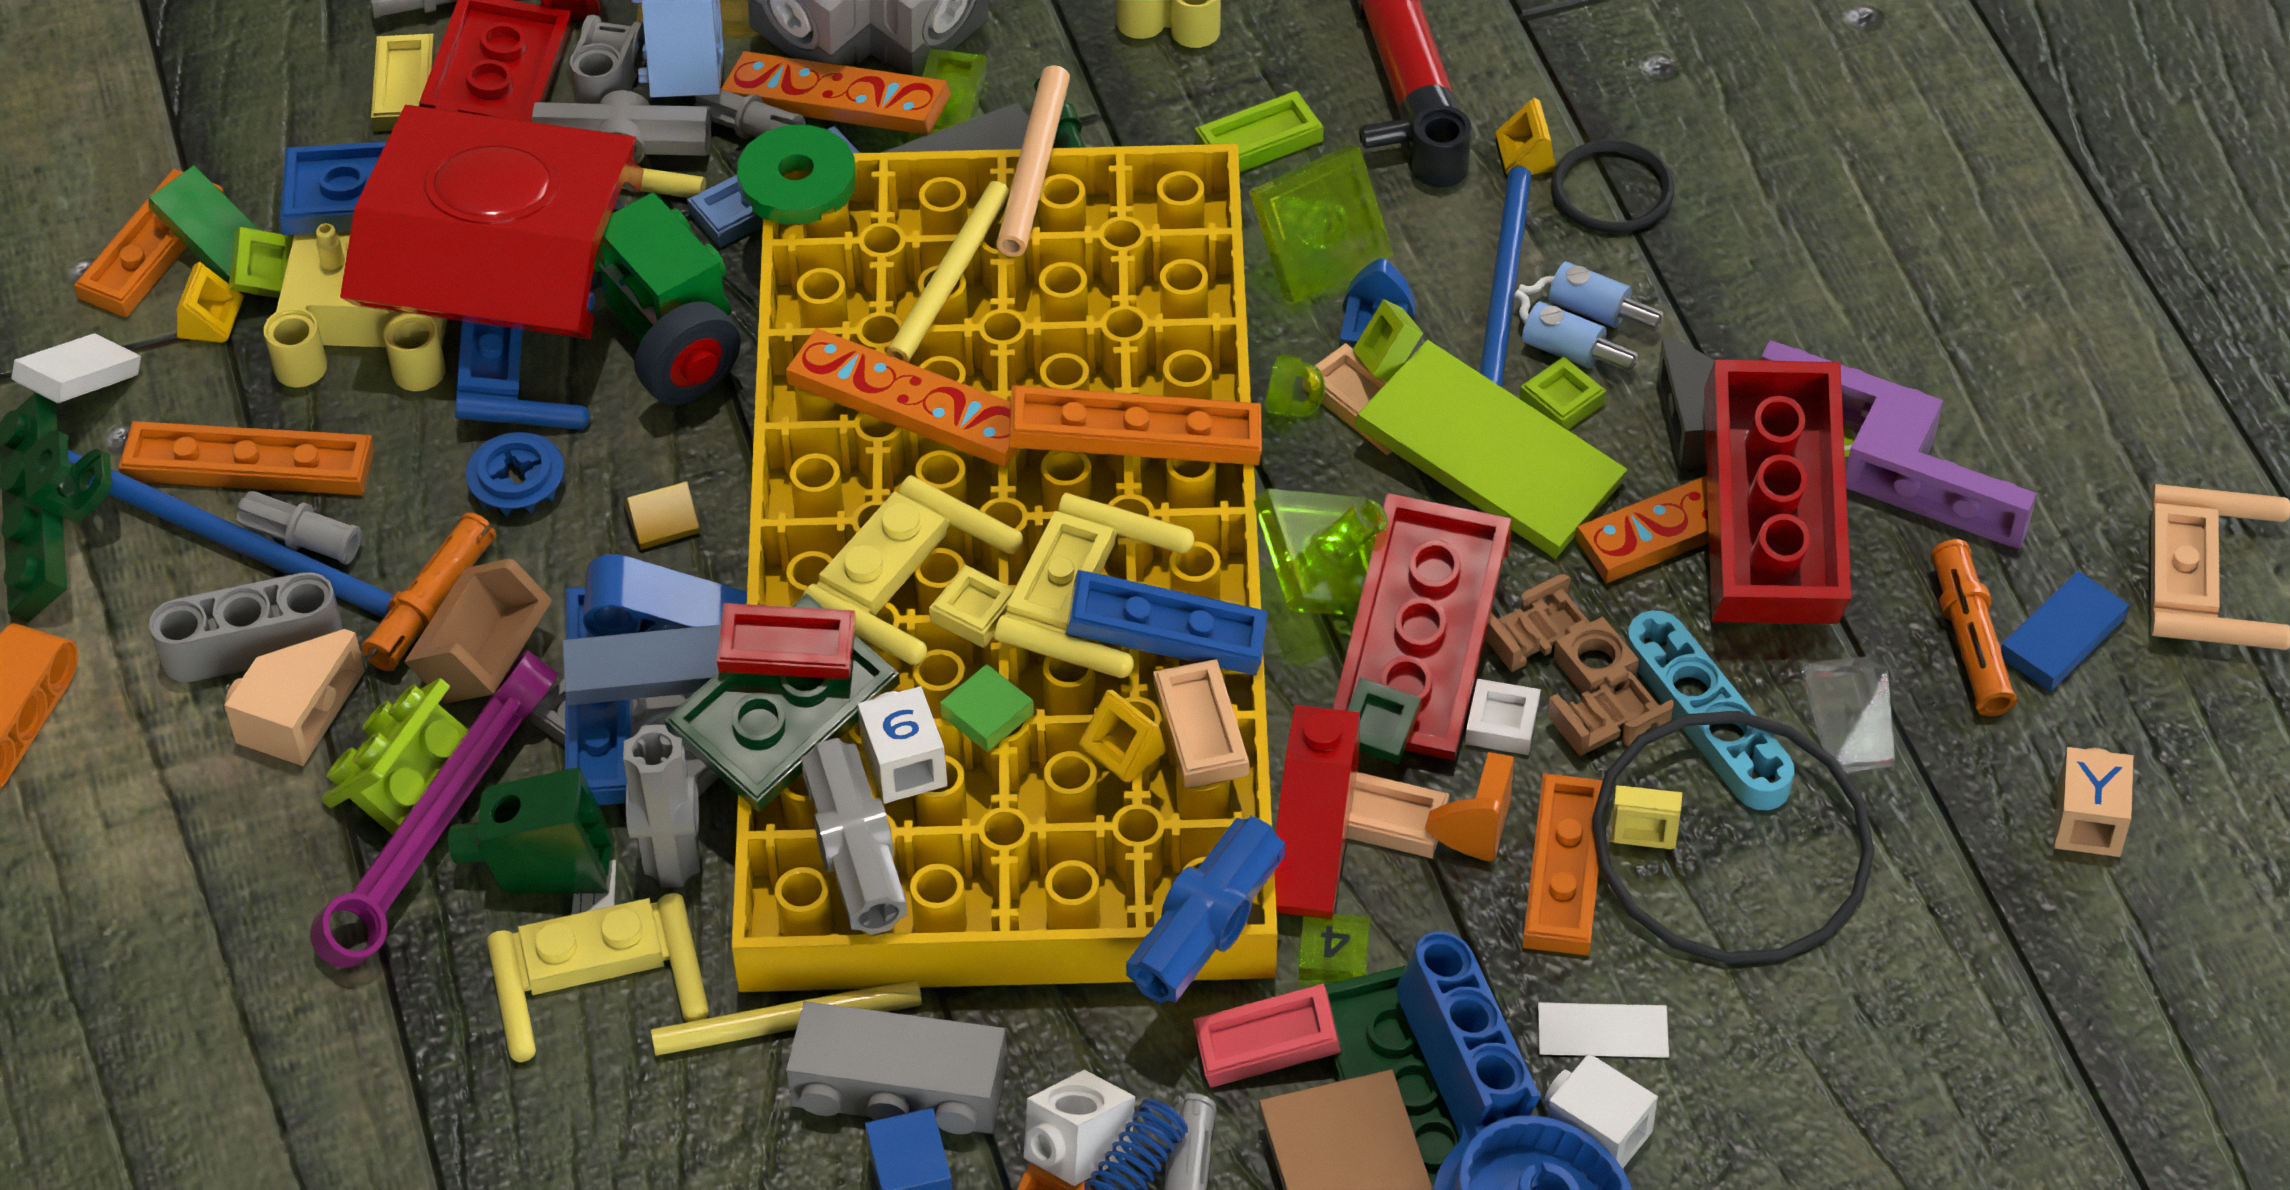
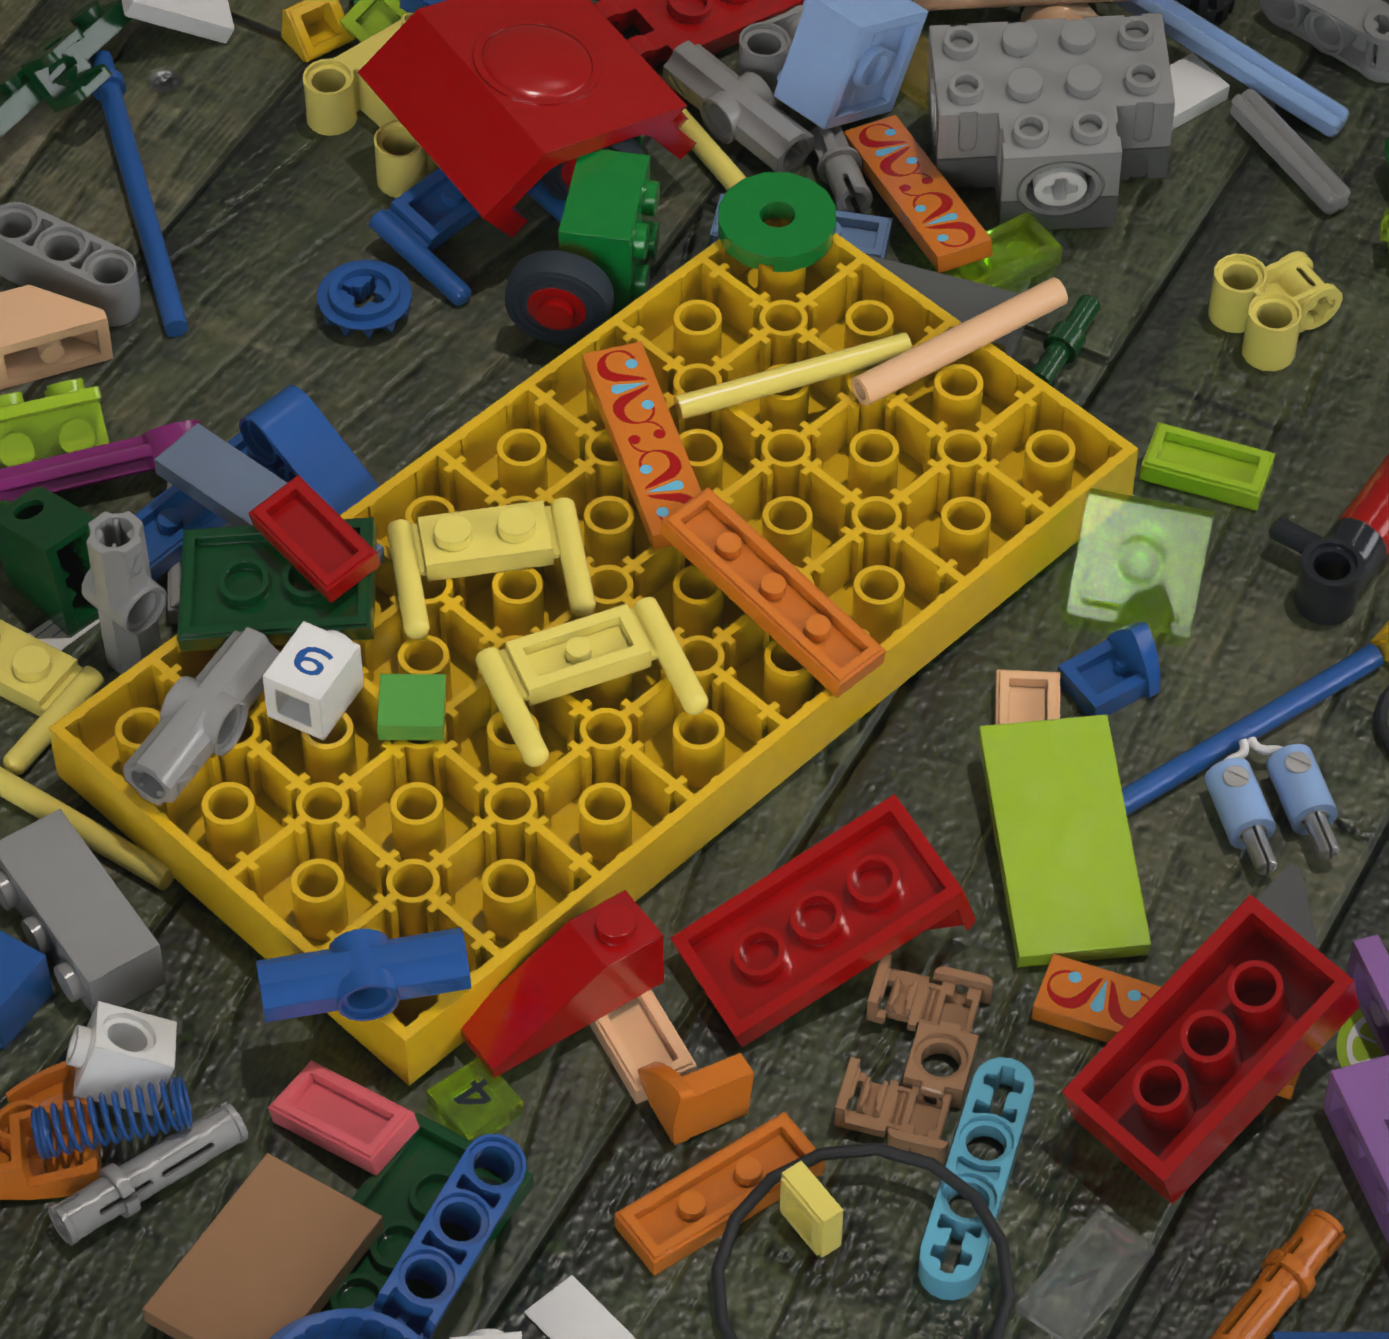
camera: 45 degrees right, 0 degrees up
(247, 458) = (217, 153): orange tile -> none
(299, 526) = (183, 224): light grey axle -> none
(416, 606) = (205, 334): orange pin -> none
(479, 630) = (191, 382): medium nougat panel -> none
(662, 515) = (422, 404): yellow slope -> none
(971, 606) = (495, 621): light yellow tile -> none
(1122, 737) = (472, 807): yellow slope -> none
(1166, 622) = (602, 750): blue tile -> none
(1201, 723) = (542, 845): light nougat tile -> none
(1284, 383) = (968, 665): clear neon green tile -> none
(1320, 546) = (810, 792): clear neon green tile -> none
(1385, 719) = (702, 964): dark green tile -> none
(1387, 340) = (1076, 690): lime tile -> none
(1502, 716) = (815, 1046): white tile -> none
(1563, 393) = (1183, 849): lime tile -> none

